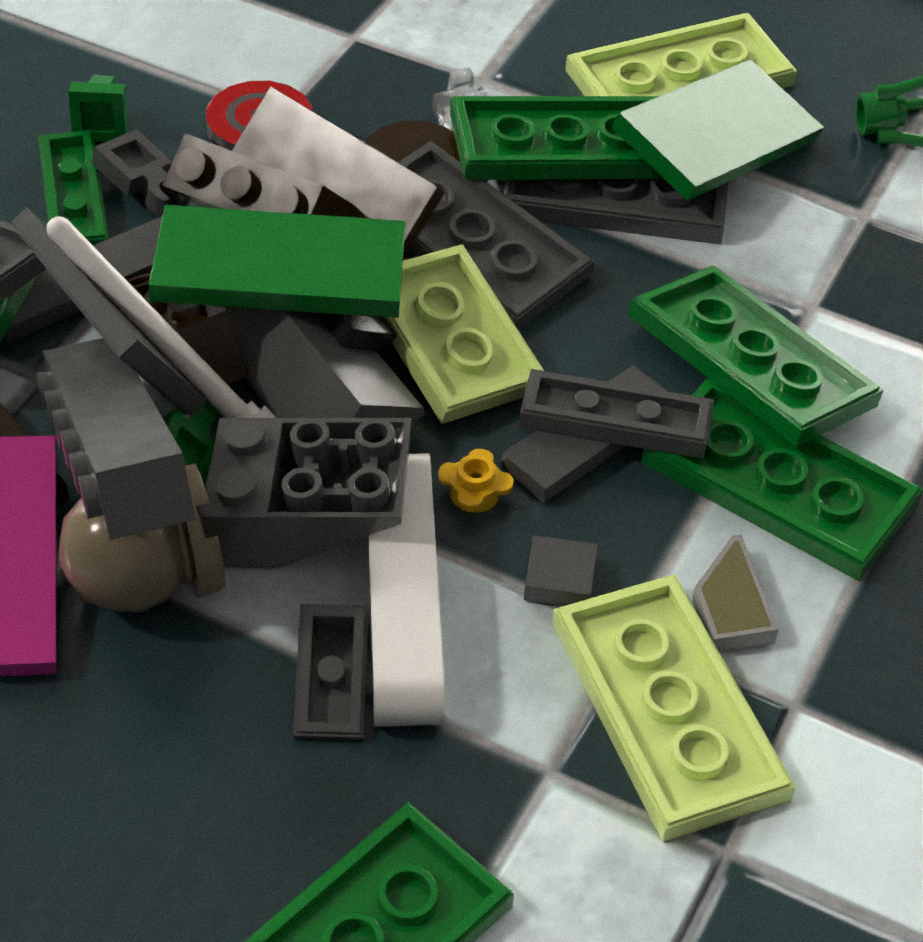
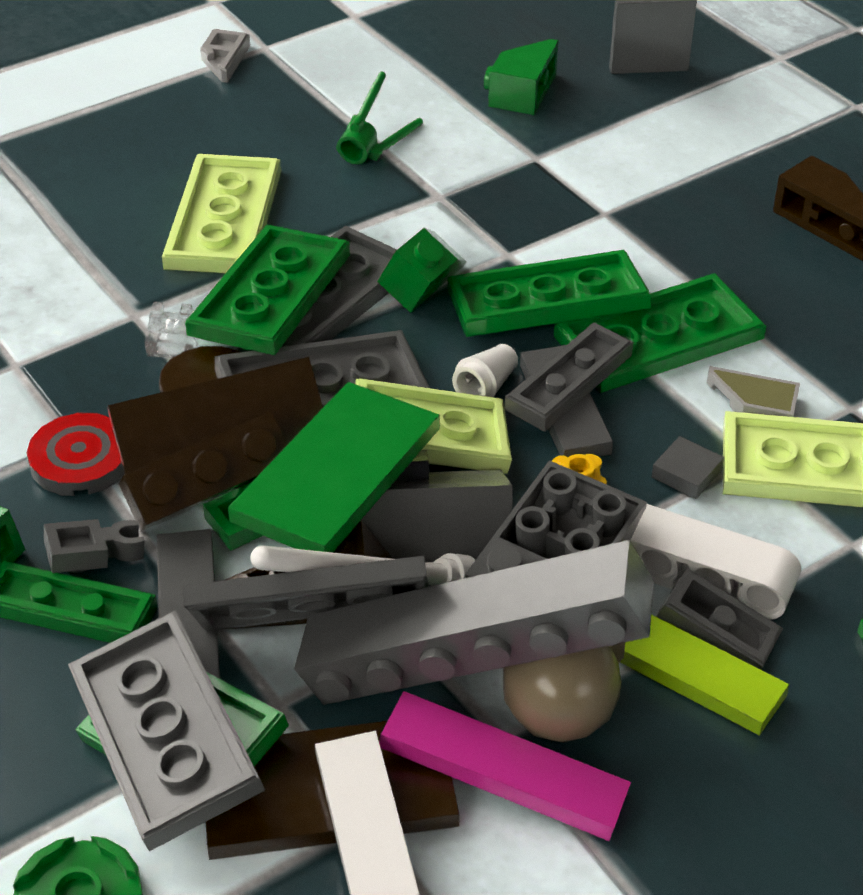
camera: 60 degrees left, 5 degrees down
(249, 678) = (706, 675): none -> lime tile
(579, 348) = (485, 371): none -> white cone
(704, 231) = (420, 268): none -> green slope
(717, 128) = (329, 212): tile -> none

